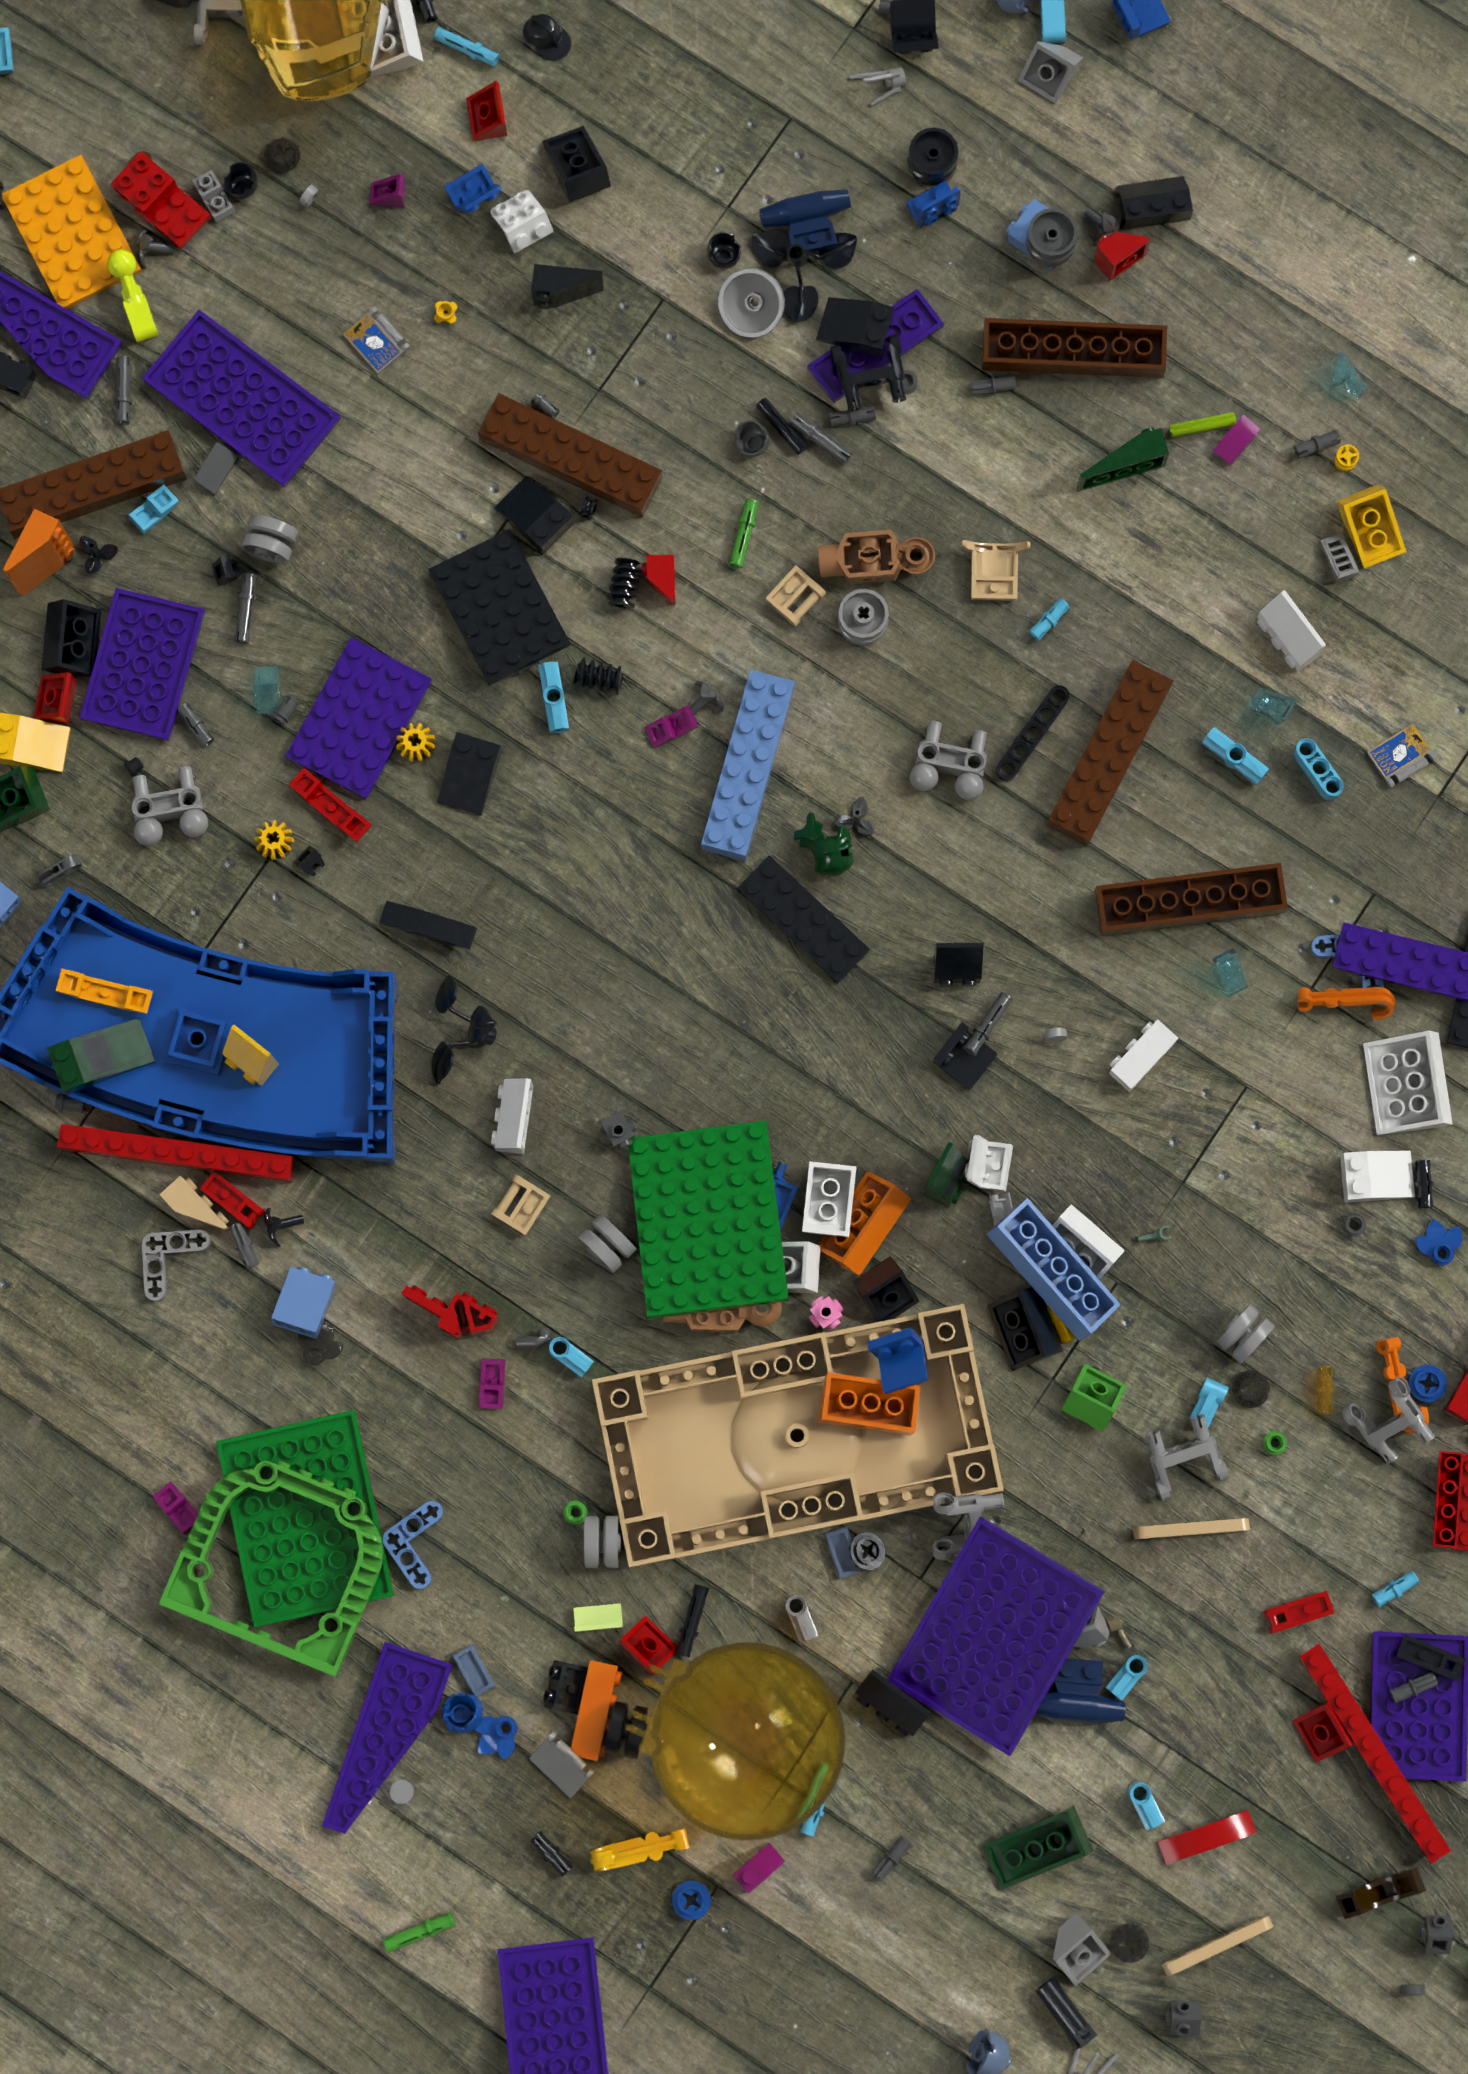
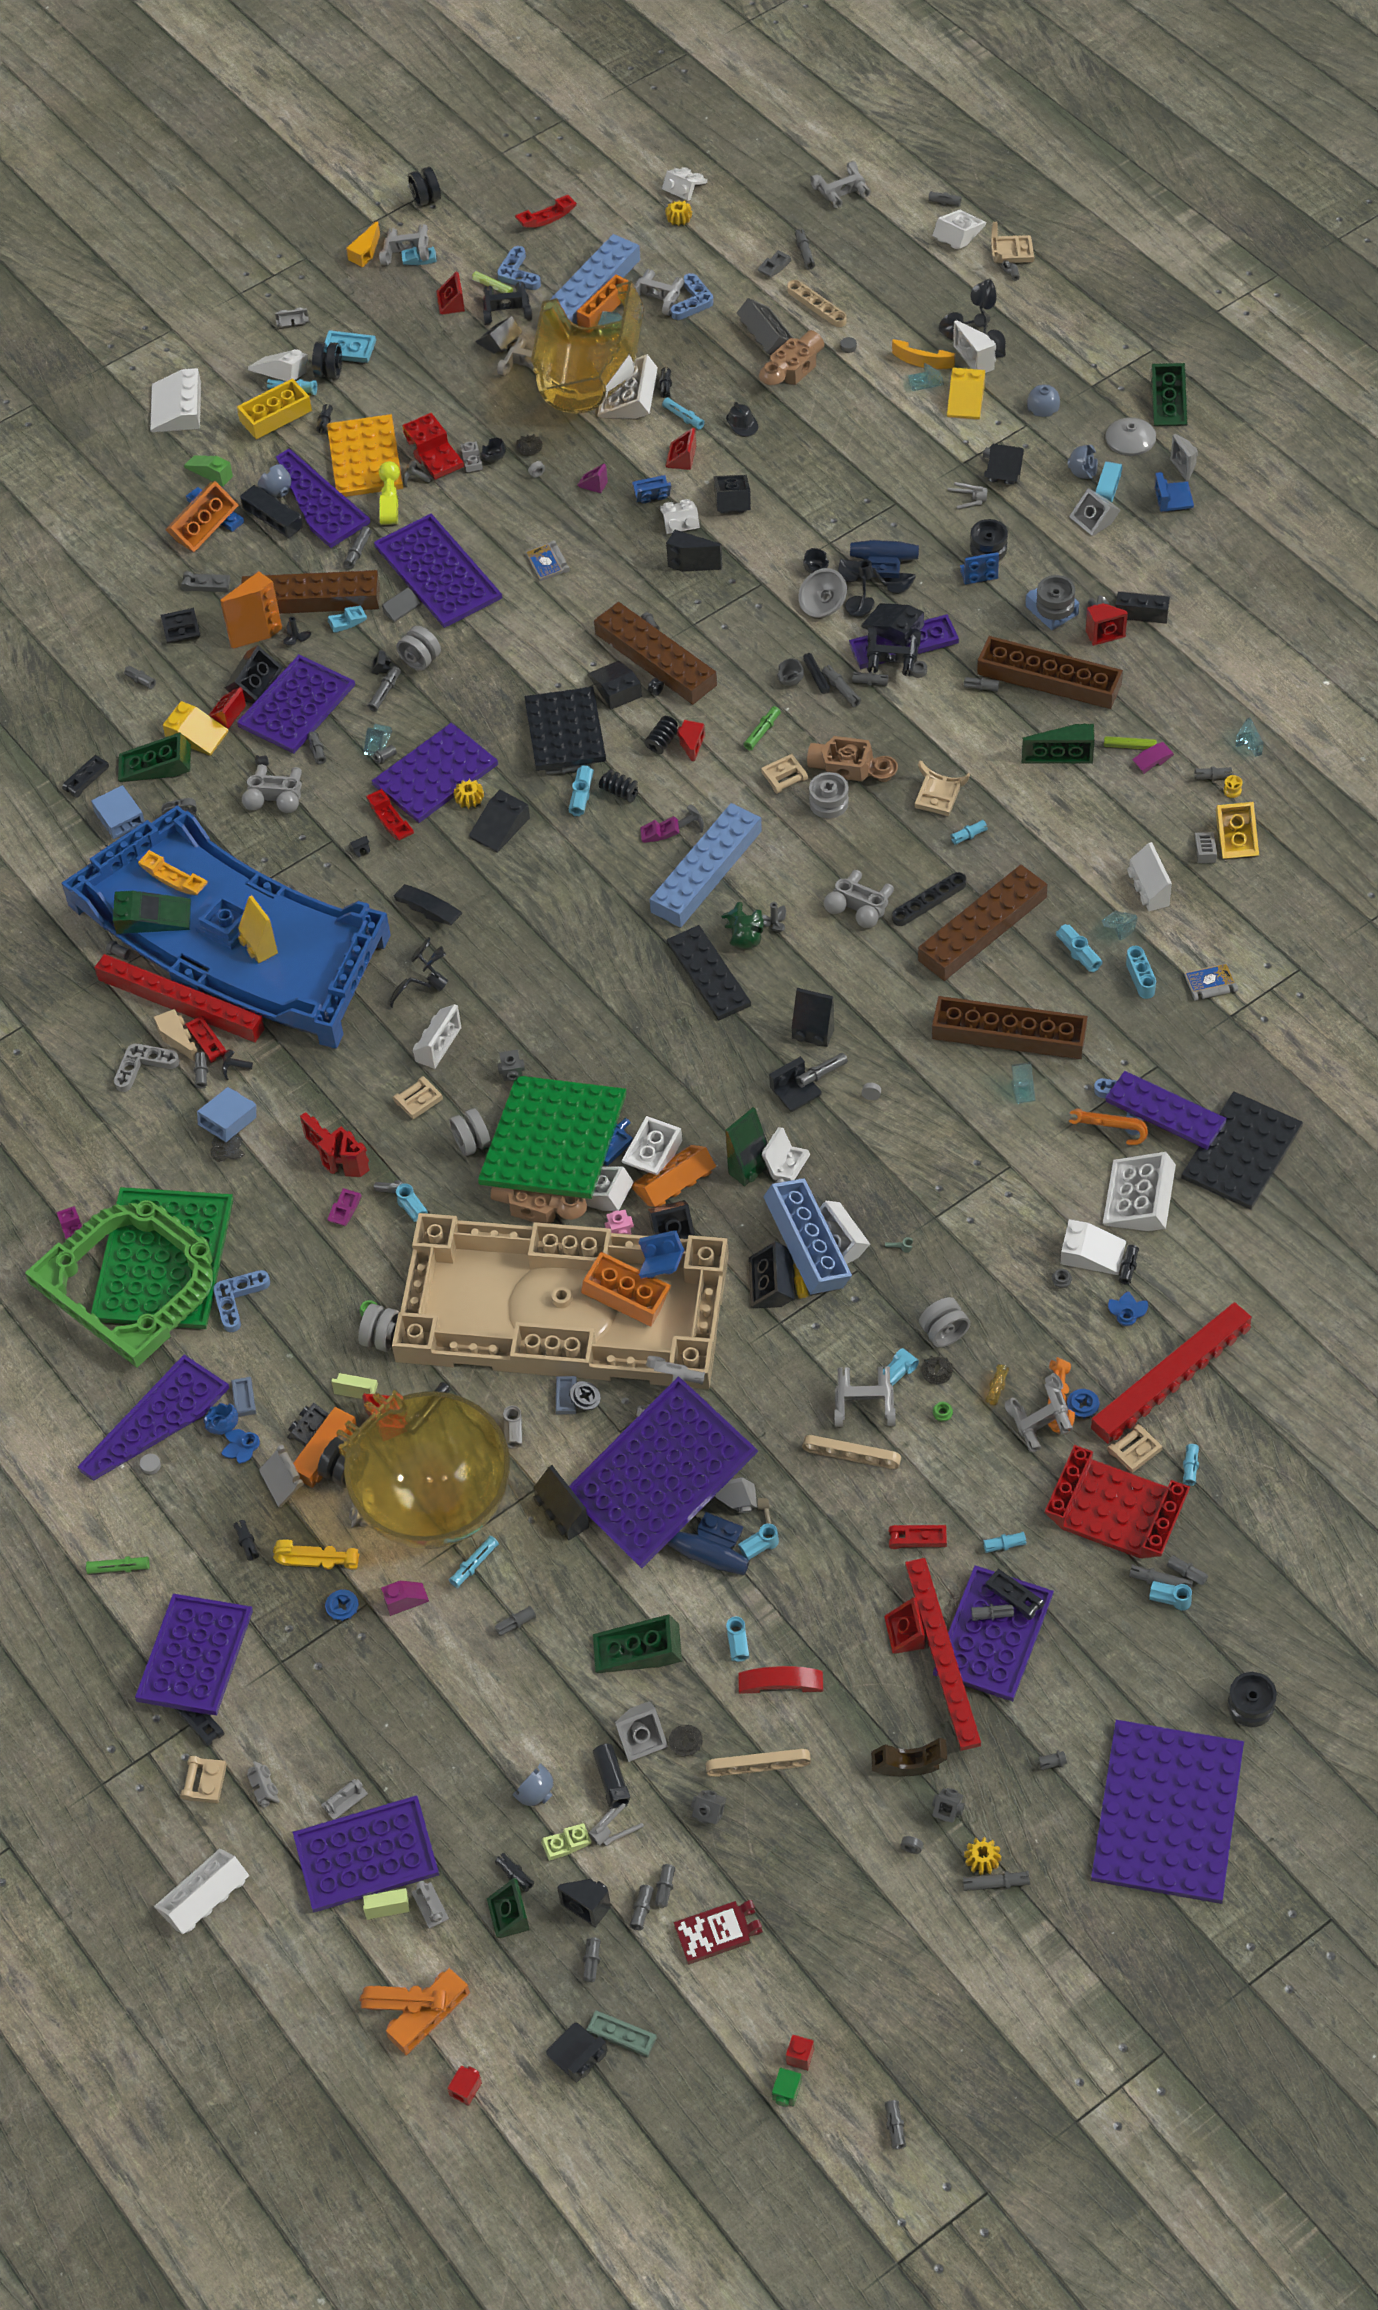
camera: 20 degrees right, 25 degrees down
(274, 848) = (340, 827): yellow gear -> none
(445, 306) = (603, 554): yellow plate -> none
(1094, 1397) = (806, 1339): bright green slope -> none
(1142, 1054) = (935, 1121): white brick -> none

